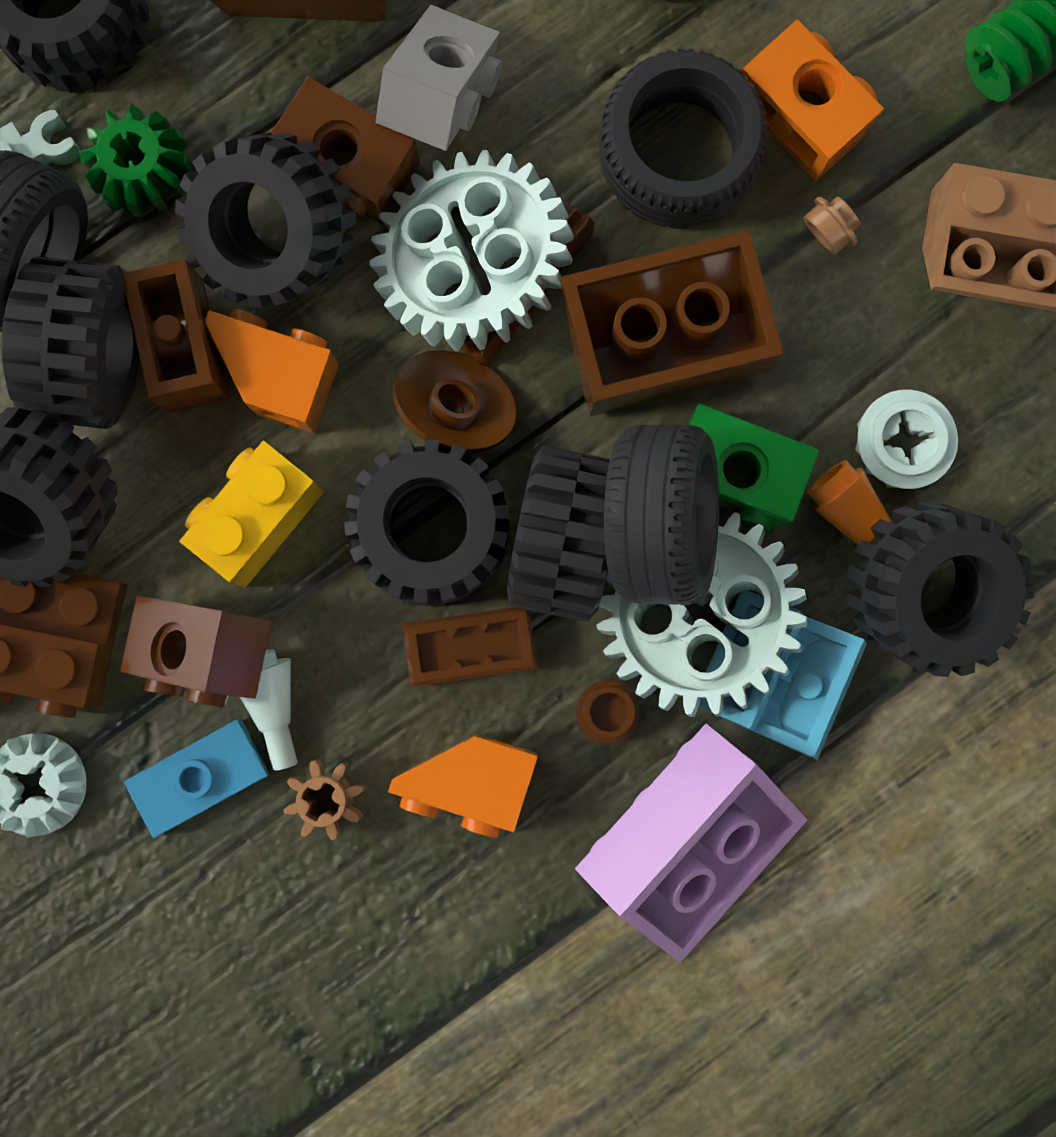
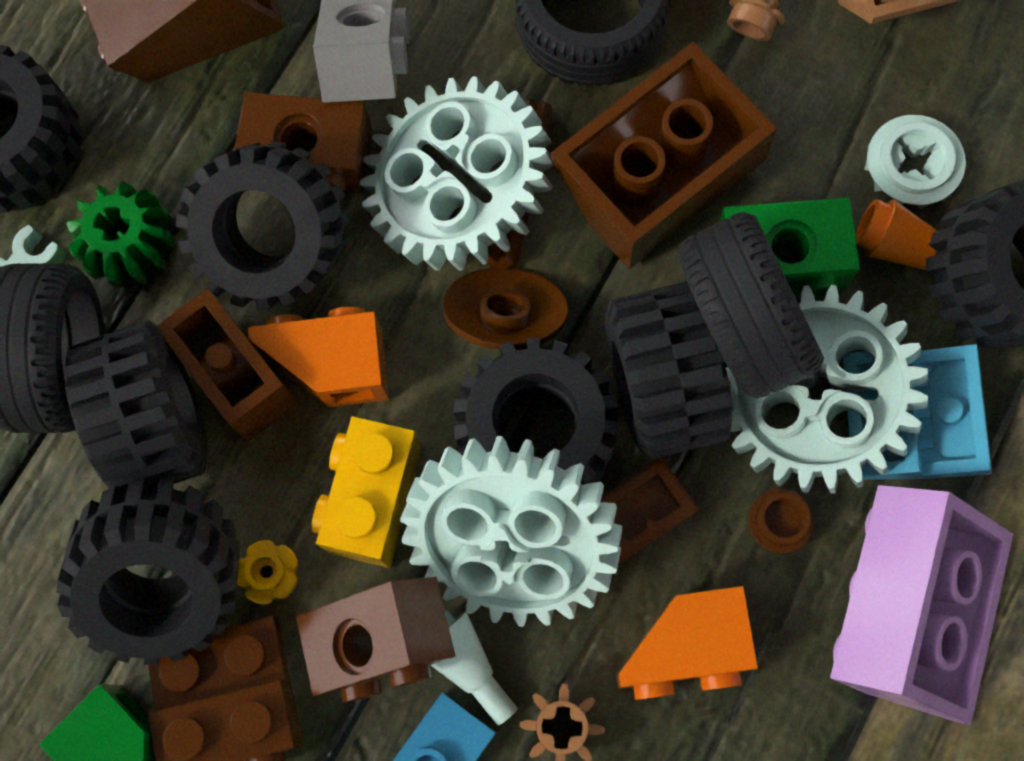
camera: 15 degrees left, 10 degrees down
(149, 545) = (279, 584): none -> yellow plate
(354, 613) = (512, 531): none -> light aqua gear

